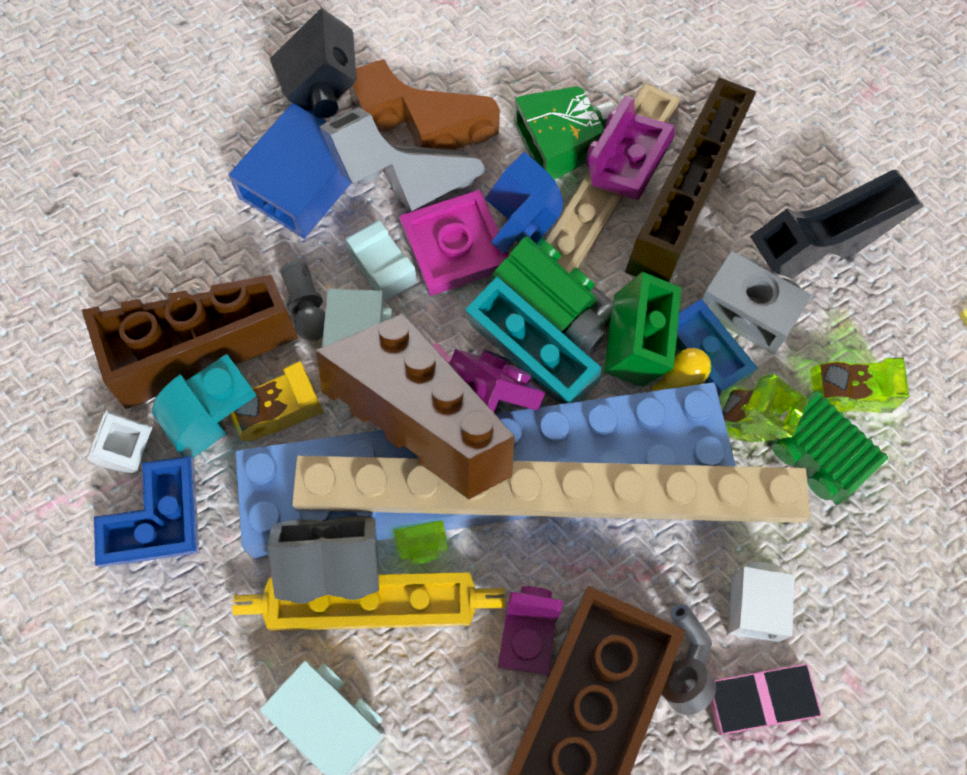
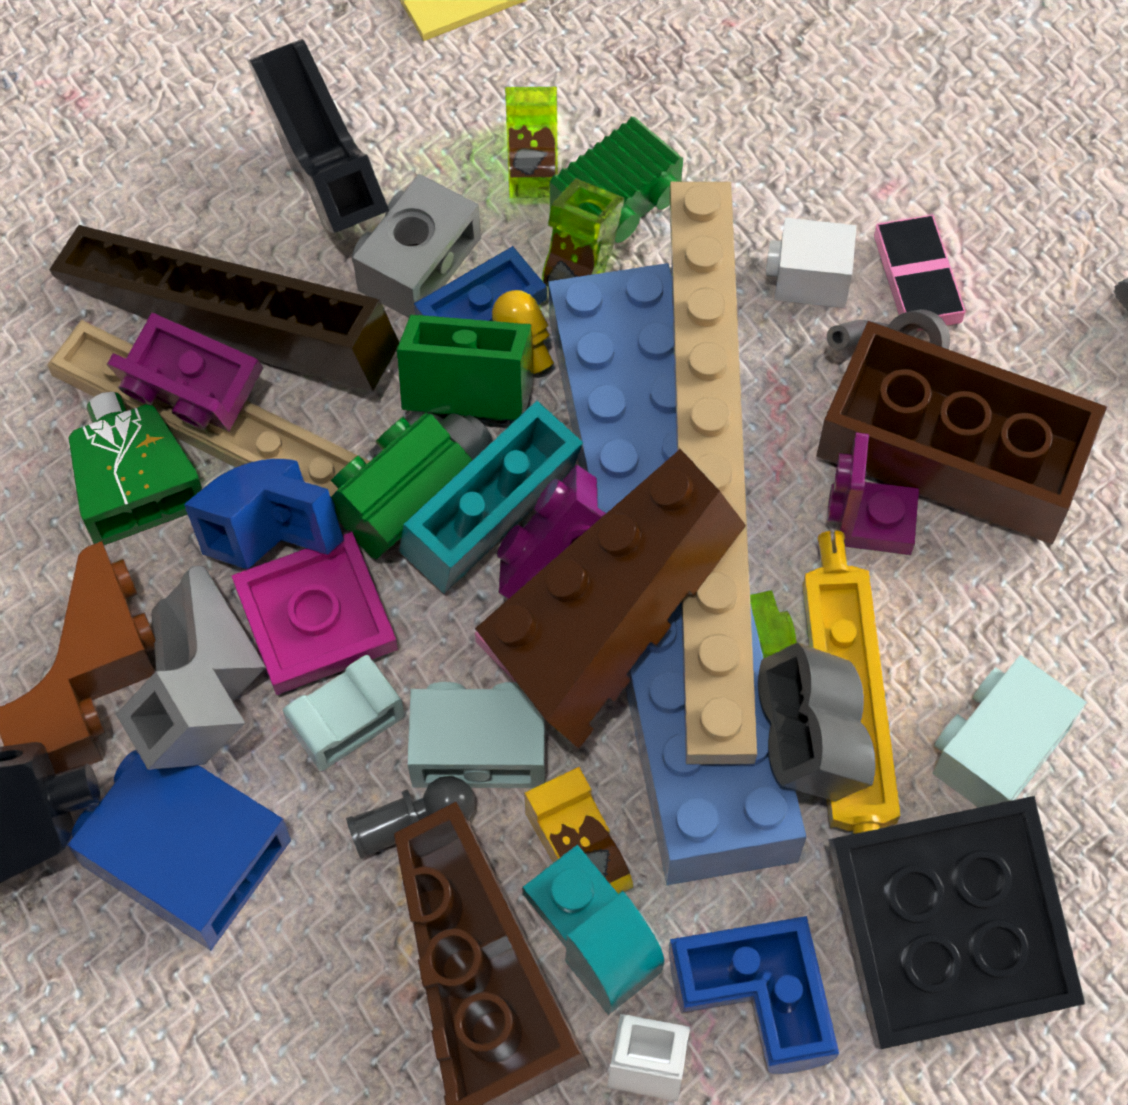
camera: 90 degrees left, 5 degrees down
(178, 661) = (955, 922): none -> black plate

